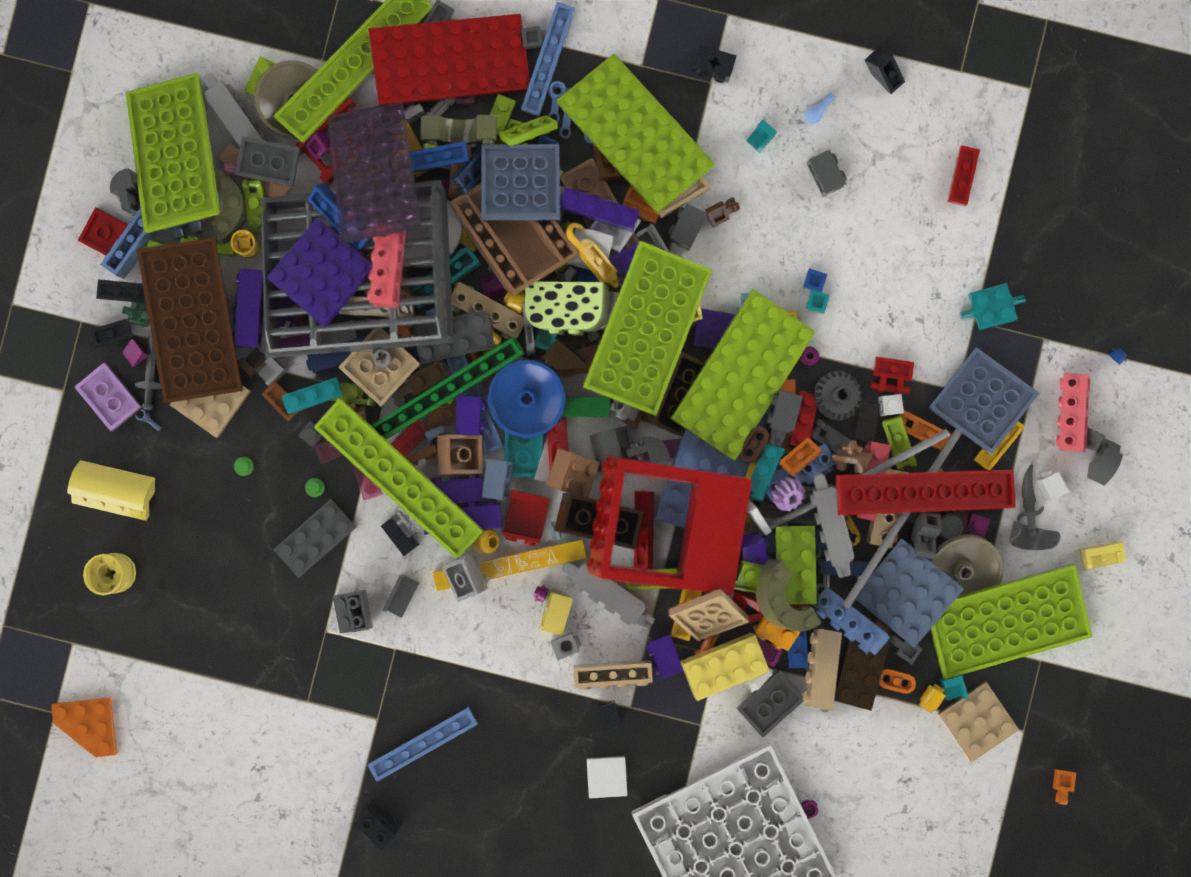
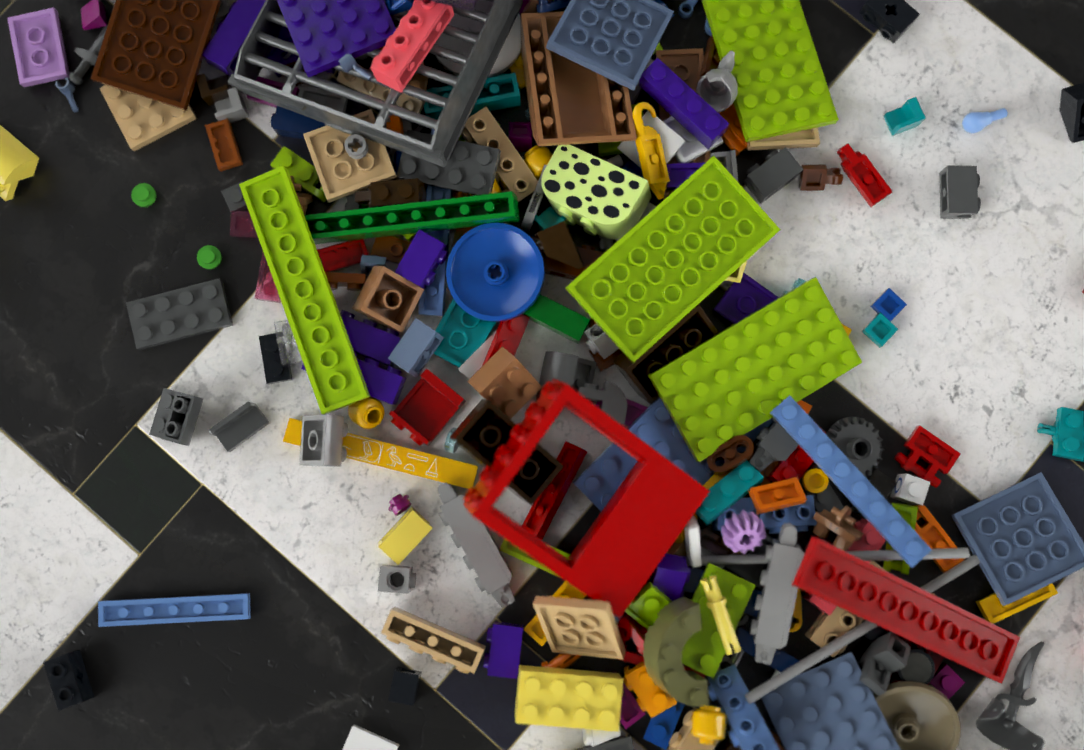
camera: 25 degrees right, 5 degrees down
(312, 395) = (258, 153): teal plate -> none
(348, 304) = (347, 63): none -> sand blue hand
(618, 185) = (718, 85): none -> light grey hair
(753, 194) = (863, 175): none -> red hinge
(795, 553) = (716, 603): none -> light yellow pin
(805, 360) = (834, 390): magenta plate -> none
(821, 432) = (815, 480): none -> yellow tile
(827, 636) = (708, 724): none -> yellow head
(844, 422) = (851, 481): none -> medium blue plate
(1052, 485) = (1058, 679): white brick -> none

